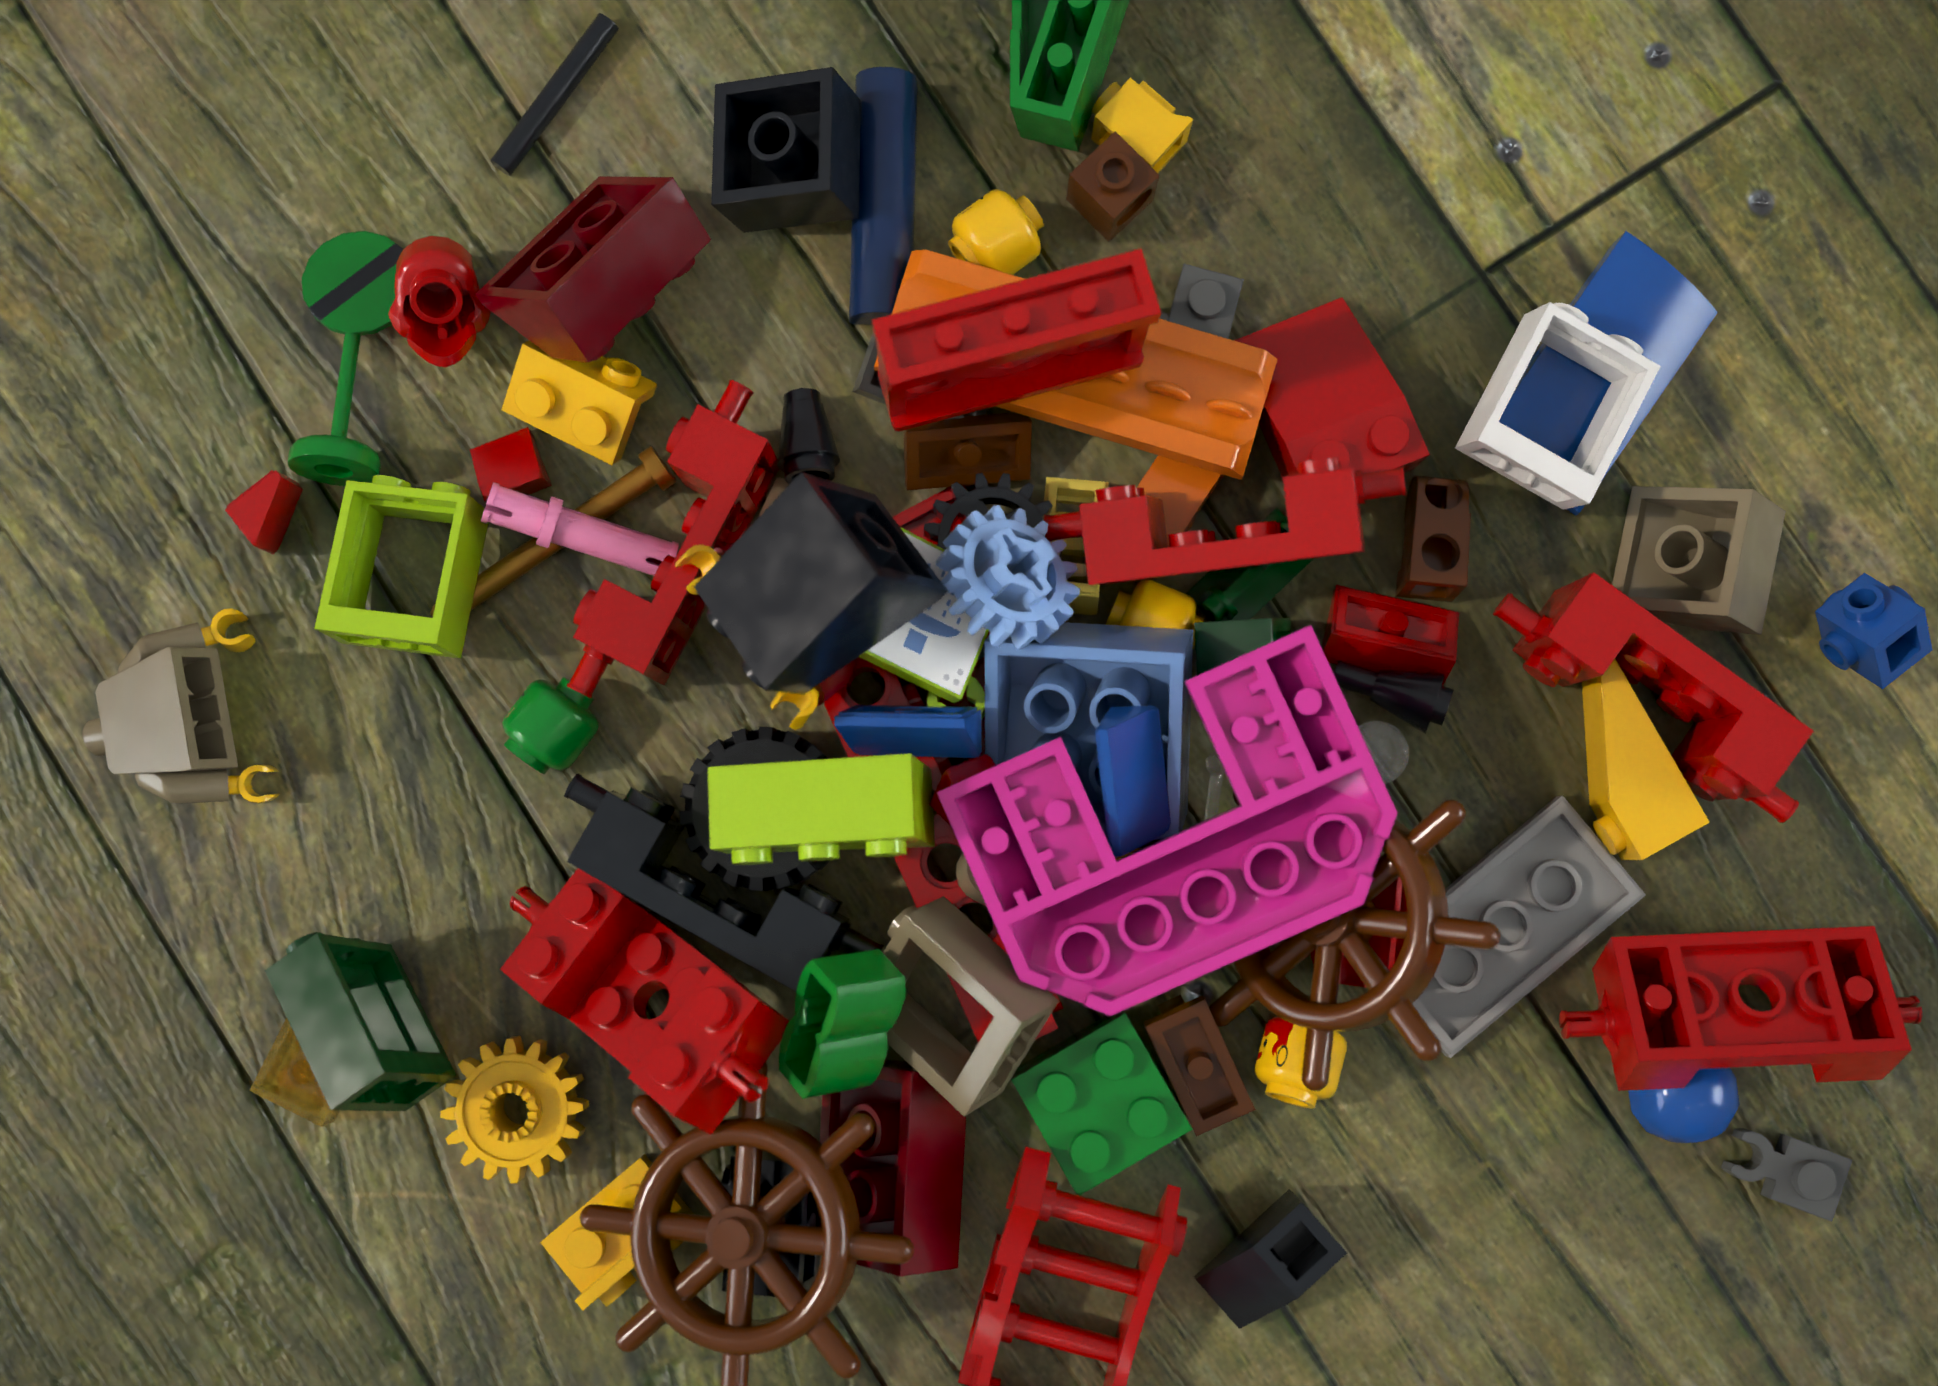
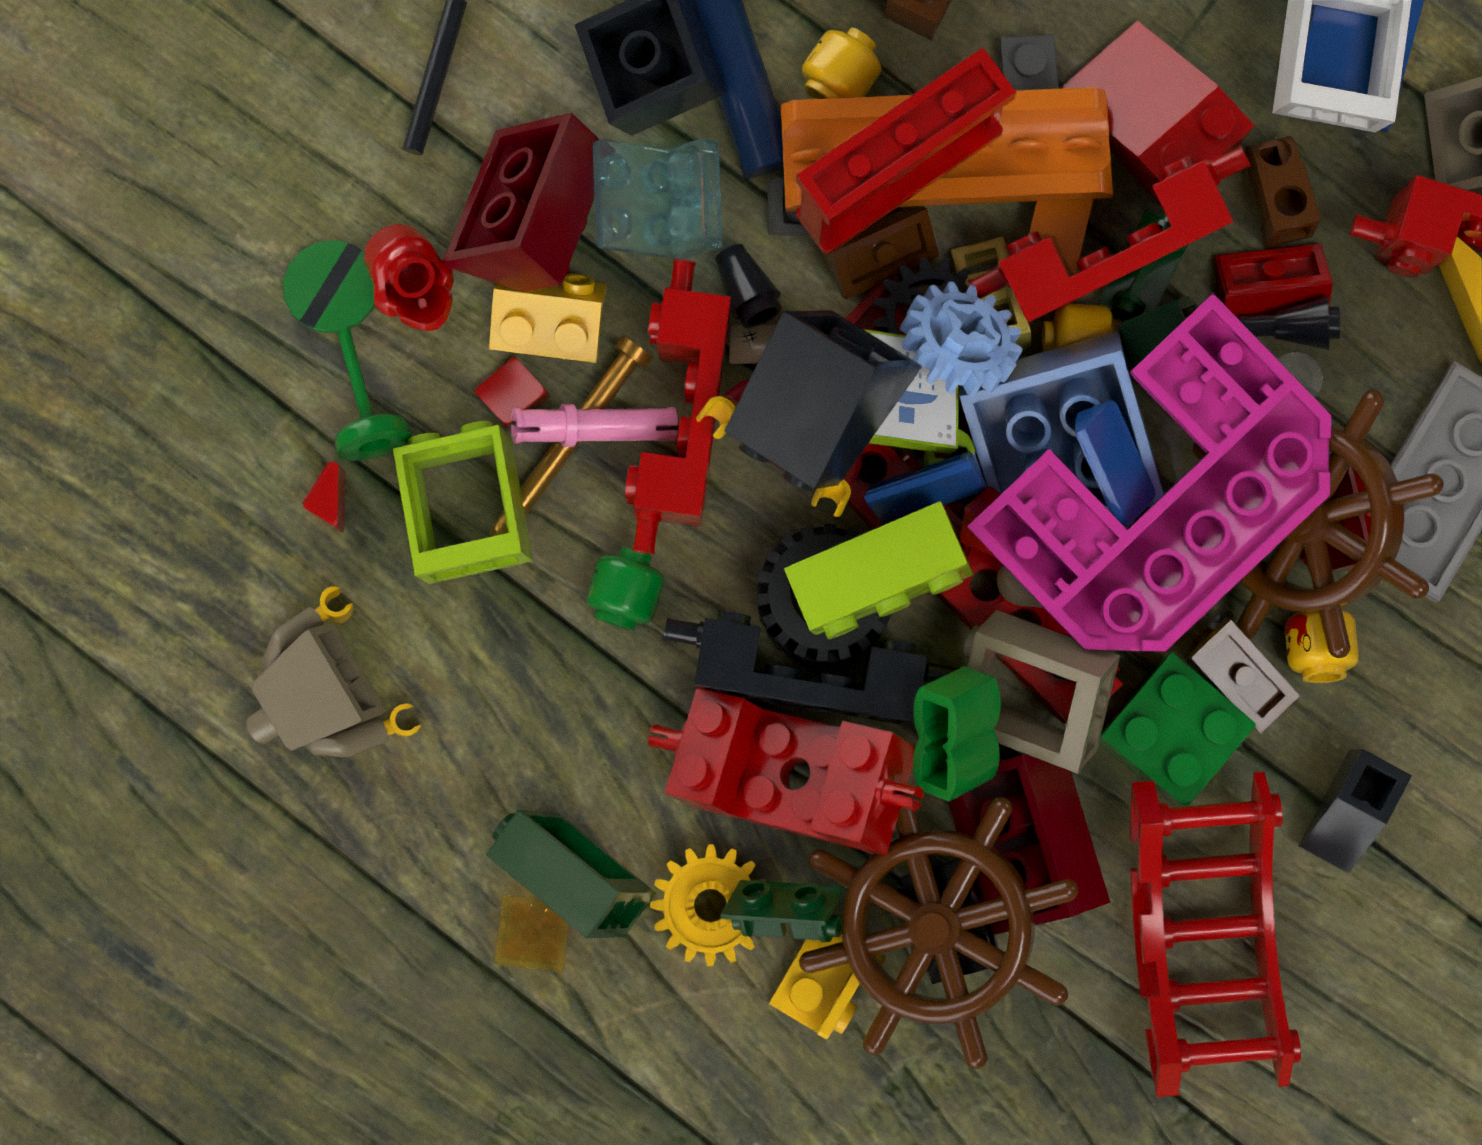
camera: 25 degrees left, 0 degrees up
(583, 1146) = (765, 907): none -> dark green hinge
(737, 306) = (657, 198): none -> clear light blue bracket

